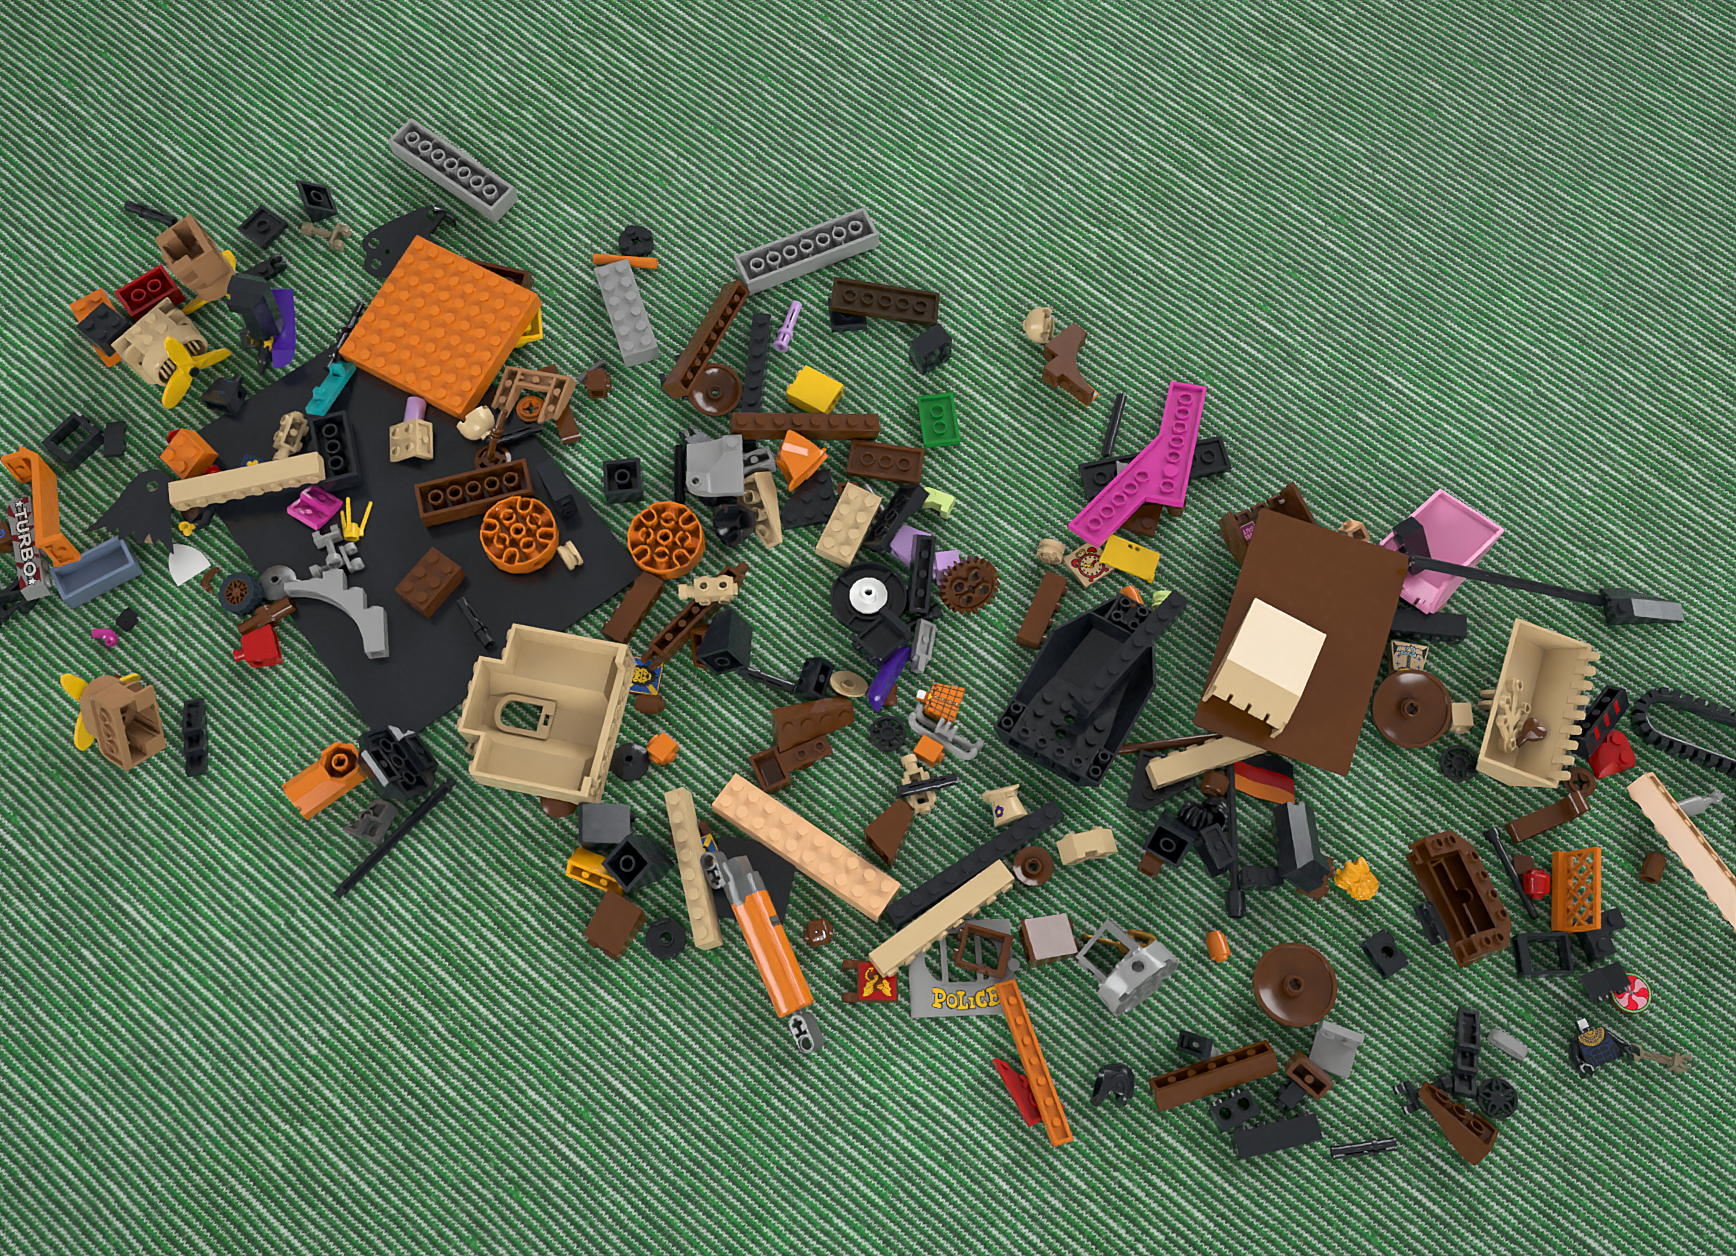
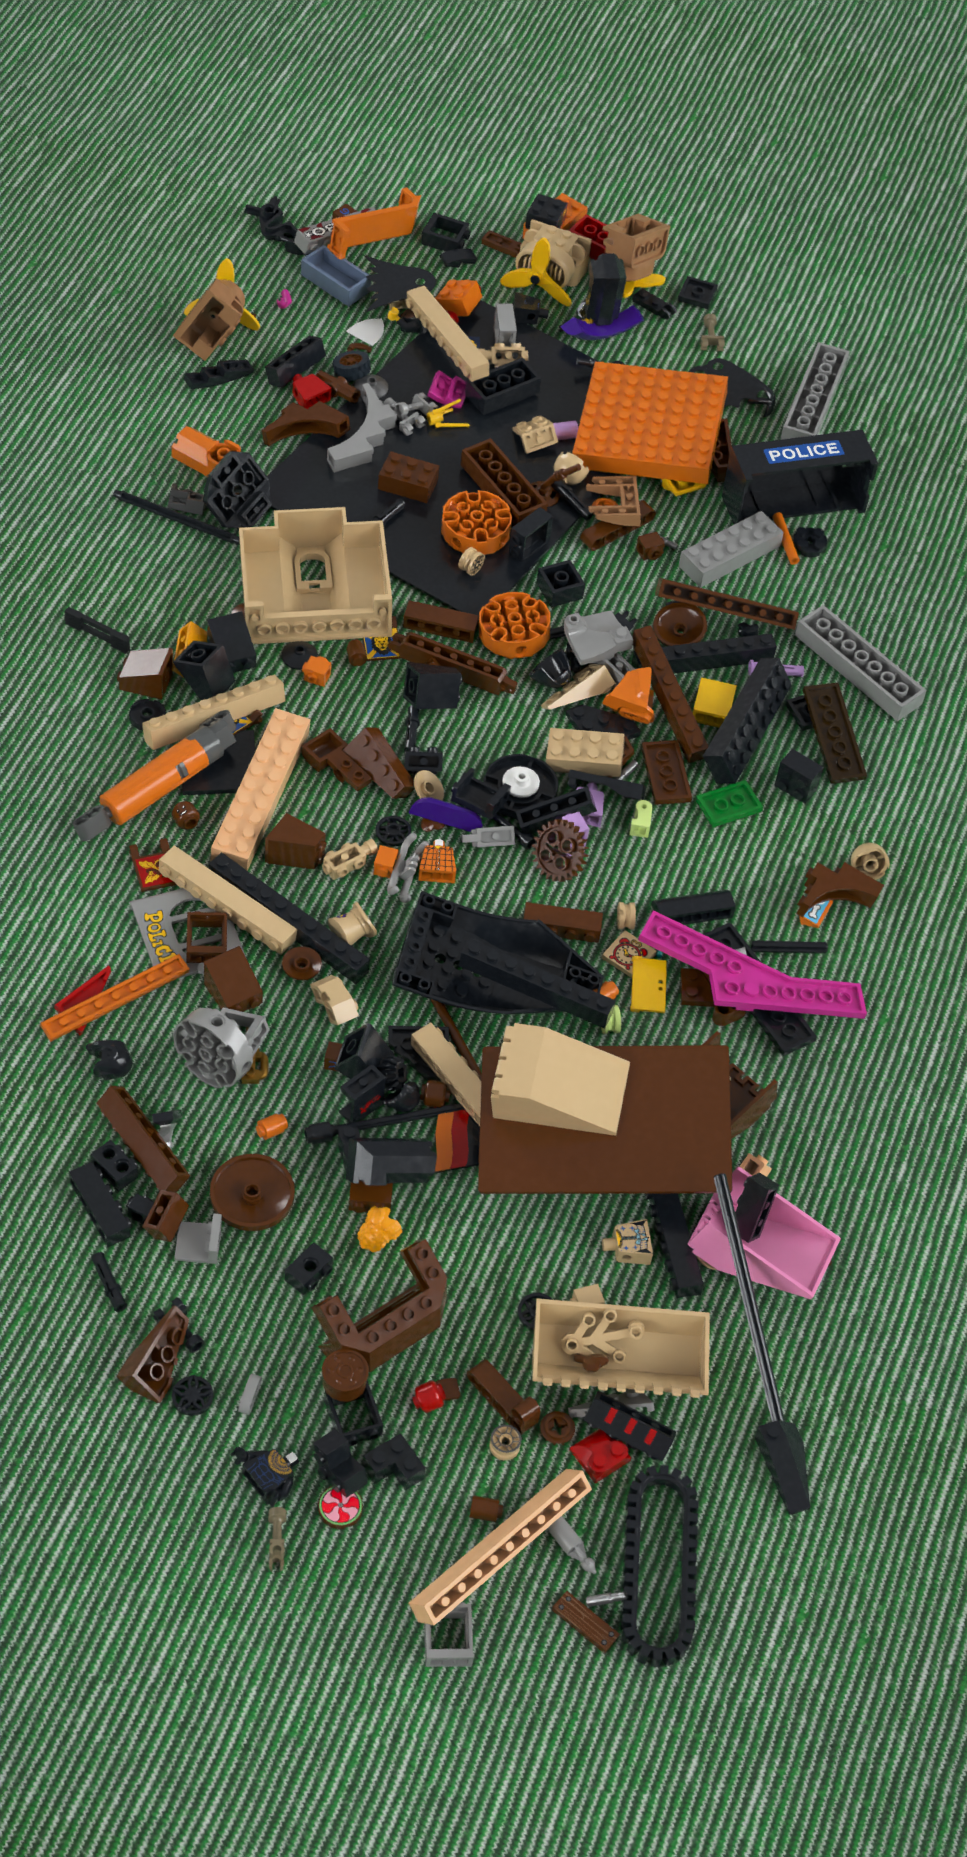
camera: 65 degrees right, 15 degrees down
(114, 388) = (501, 243): none -> reddish brown hinge
(127, 619) = (303, 307): black piece -> none
(144, 211) = (675, 217): black pin -> none
(212, 650) = (295, 361): none -> black brick
(253, 422) = (504, 325): none -> light grey window
(309, 652) = (299, 420): none -> reddish brown arch
(316, 200) = (739, 316): black slope -> none
(331, 387) = (548, 363): teal hinge -> none
(556, 944) = (116, 639): none -> black container
(570, 218) = (800, 476): none -> black piece
(712, 592) = (475, 658): tan brick -> none
(735, 335) = (747, 630): none -> black brick
(854, 369) = (747, 721): none -> black brick
(934, 783) = (352, 865): black pin -> none
(1050, 490) = (697, 907): none -> black brick
(1411, 708) = (578, 1249): reddish brown dish -> none
(1431, 923) = (362, 1306): black hinge -> none
(1465, 1053) = (230, 1359): black slope -> none
(1493, 837) = (468, 1351): black piece -> none
(1527, 951) = (345, 1374): none -> reddish brown wheel
(1563, 890) = (429, 1424): orange fence -> none
(1596, 827) = (498, 1436): none -> tan wheel

